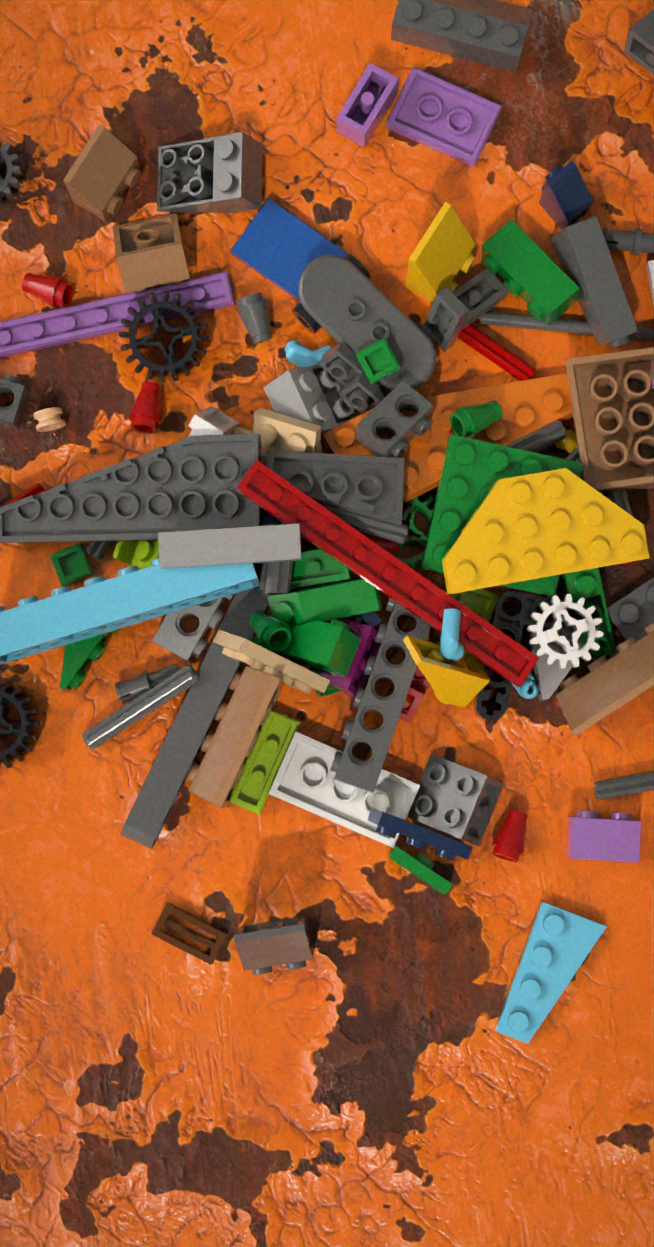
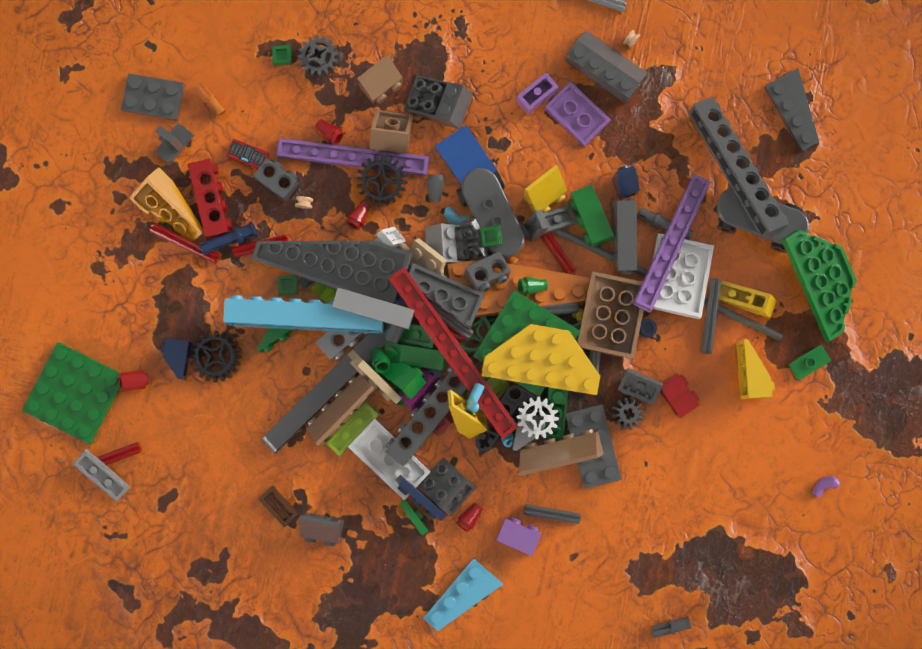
camera: 15 degrees right, 0 degrees up
(136, 686) = (305, 364): dark grey axle -> none
(140, 706) = (296, 375): dark grey axle -> none

